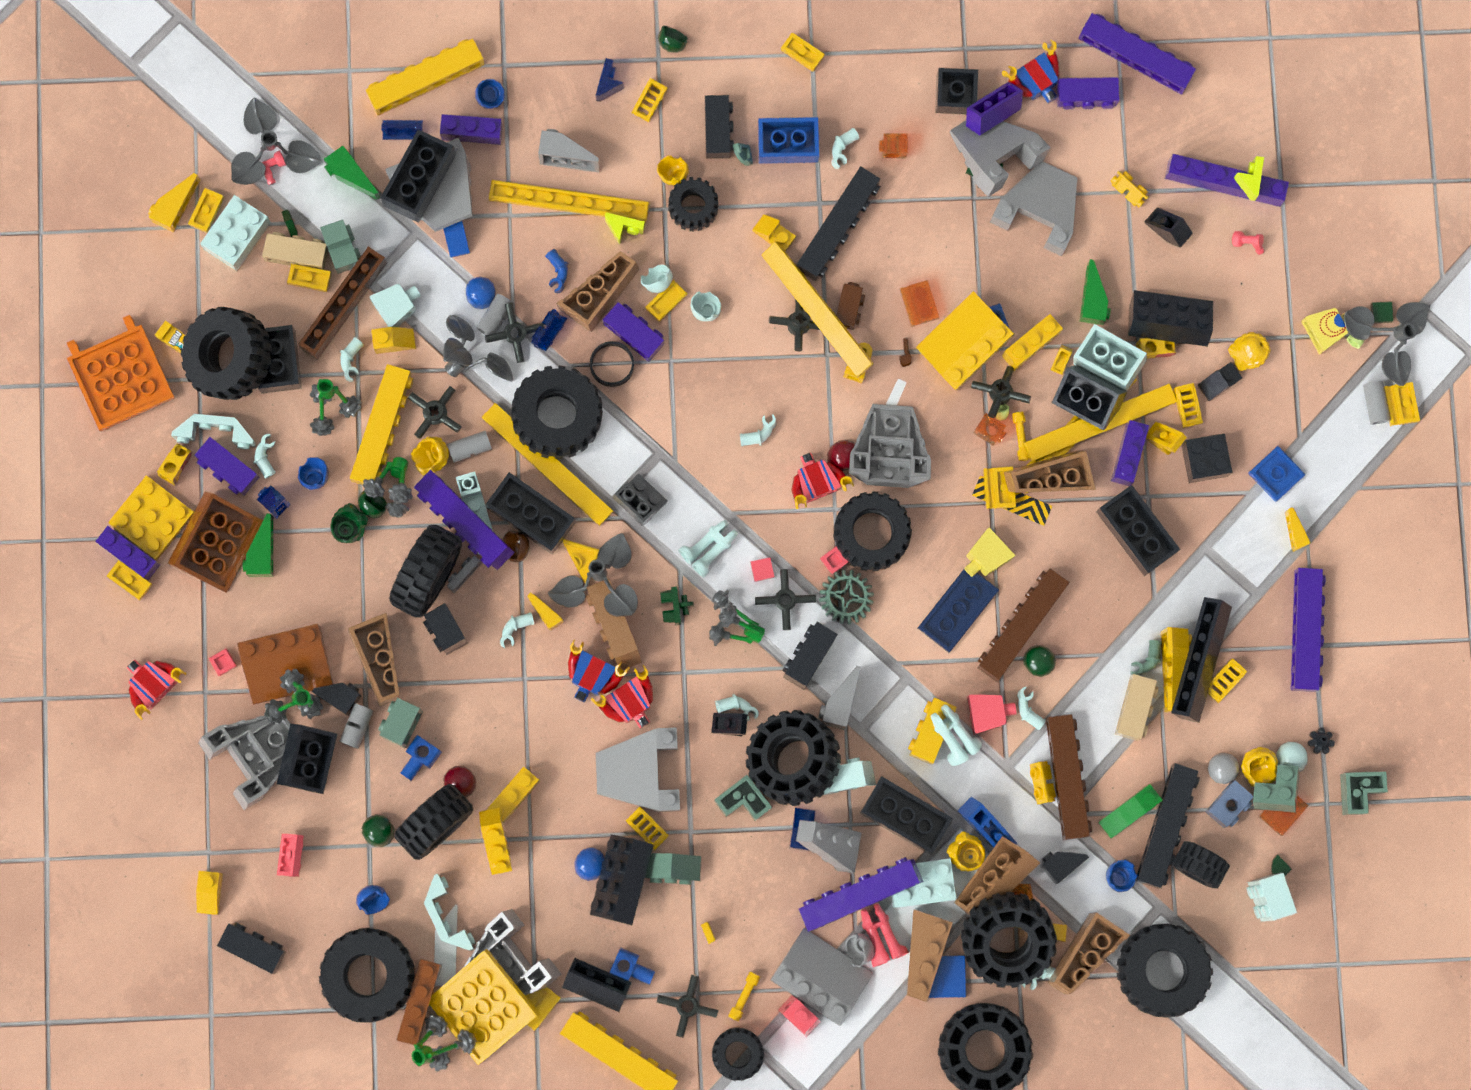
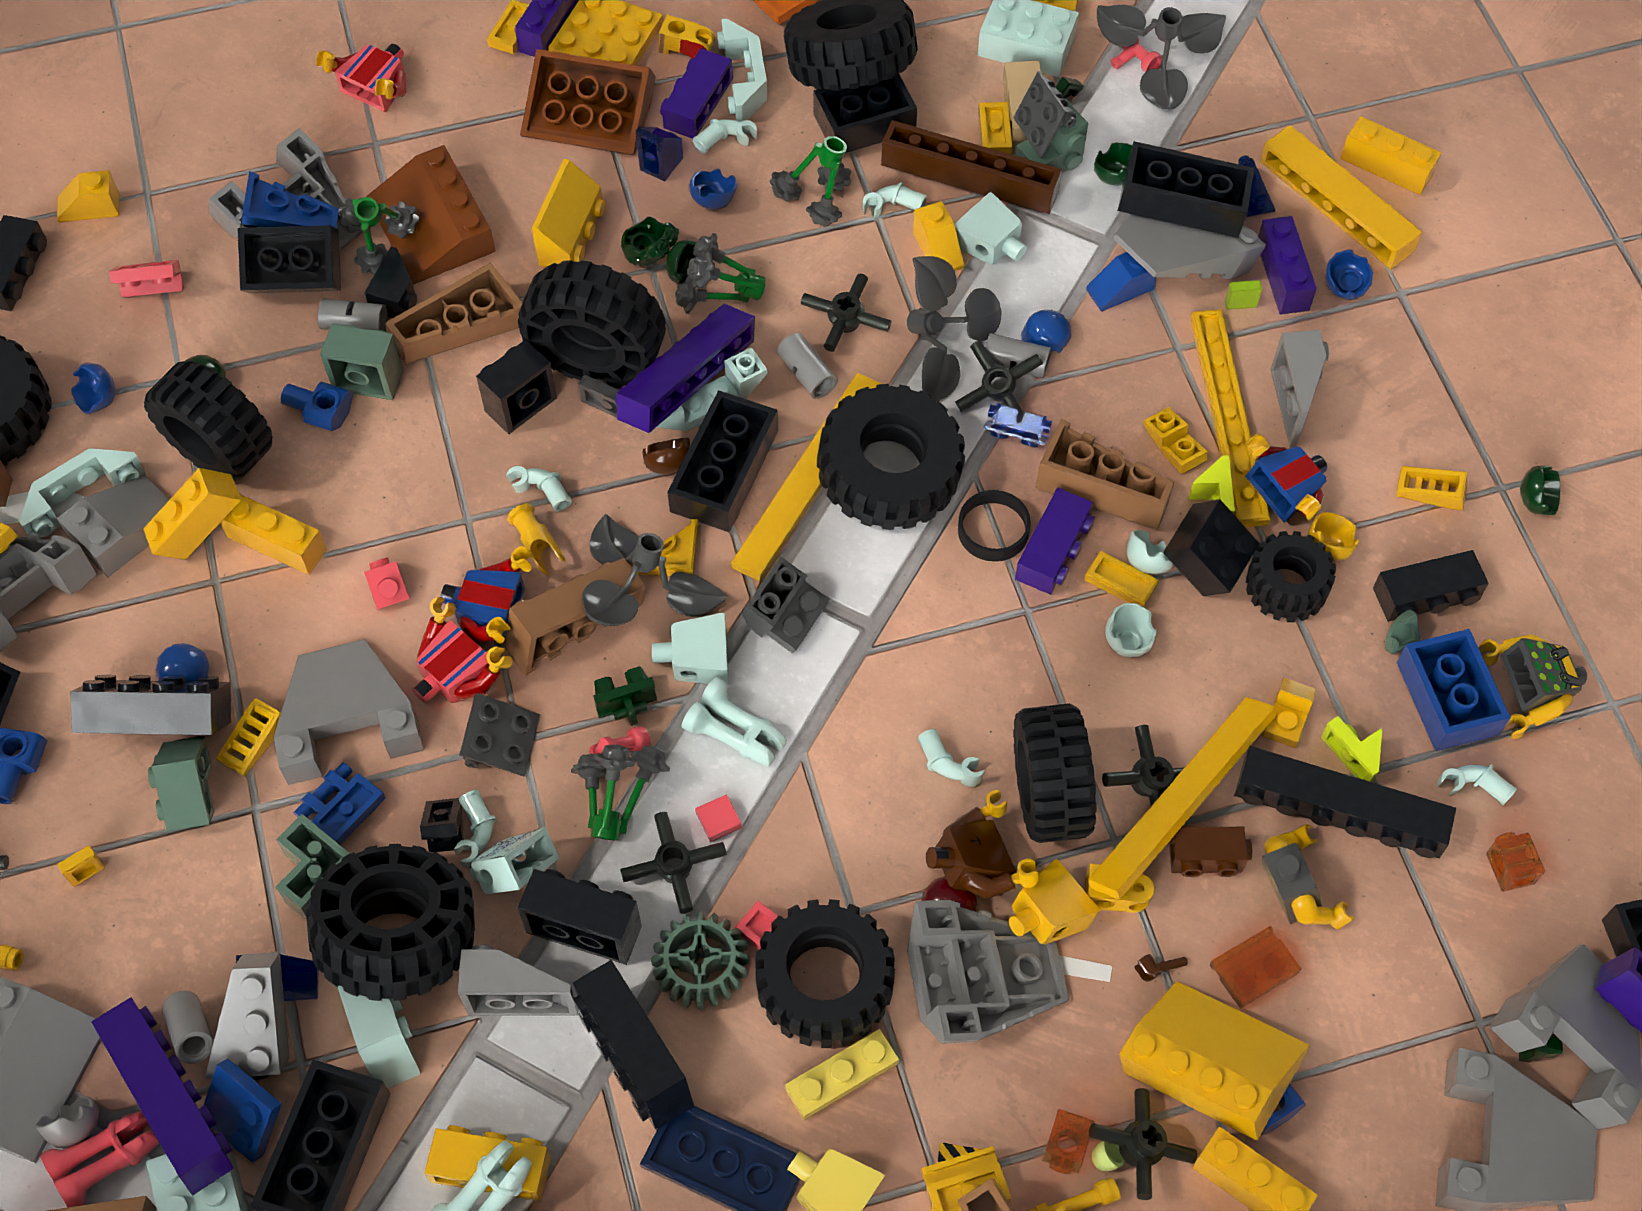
camera: 85 degrees right, 20 degrees down
(222, 662) = (416, 146): coral tile -> none
(260, 553) = (592, 153): green slope -> none
(266, 756) = (275, 207): none -> blue wing
(318, 572) = (567, 216): none -> yellow slope
(328, 246) = (1043, 113): none -> dark grey hinge
(348, 172) = (1172, 126): green slope -> none
(363, 208) = (1111, 165): none -> dark green hair
(381, 424) = (809, 252): yellow brick -> none
(402, 33) = (1390, 155): none -> yellow brick
(430, 455) = (780, 318): yellow hair -> none
(462, 779) = (289, 465): dark red hair -> none
(476, 889) = (113, 521): none -> light grey slope
(485, 163) = (1243, 294): none -> lime tile
(548, 616) = (572, 518): yellow slope -> none
(551, 638) = (533, 534): none -> yellow piece
(561, 268) = (1120, 423): blue piece -> none
(561, 734) = (385, 583): none -> coral bracket
(579, 239) = (1173, 440): none -> yellow slope
(606, 85) = (1429, 420): clear blue slope -> none
(631, 182) = (1287, 478): none -> torso
(655, 558) = (696, 649): none -> light aqua torso
(667, 243) = (1211, 548): none -> black brick
(681, 683) = (498, 735): none -> dark grey hinge
(704, 605) = (634, 741): none -> coral piece
(707, 777) = (347, 809): none -> blue plate
(769, 687) = (499, 869): none -> light aqua torso
(791, 88) = (1540, 677): none -> torso
(795, 376) = (1054, 773): none -> black tyre
(802, 52) = (1609, 684): yellow plate -> none
(814, 204) = (1358, 756): none -> neon yellow slope
(817, 480) = (888, 863): torso -> none
(822, 879) = (187, 1027): none -> light grey pin
(826, 433) = (976, 857): none -> reddish brown torso
(861, 400) = (1053, 907): none -> yellow torso
(876, 854) = (241, 1110): none -> blue plate
(879, 267) = (1295, 883): none -> torso
(890, 641) = (631, 1046): none -> black brick
(925, 537) = (841, 1074): none -> light yellow plate

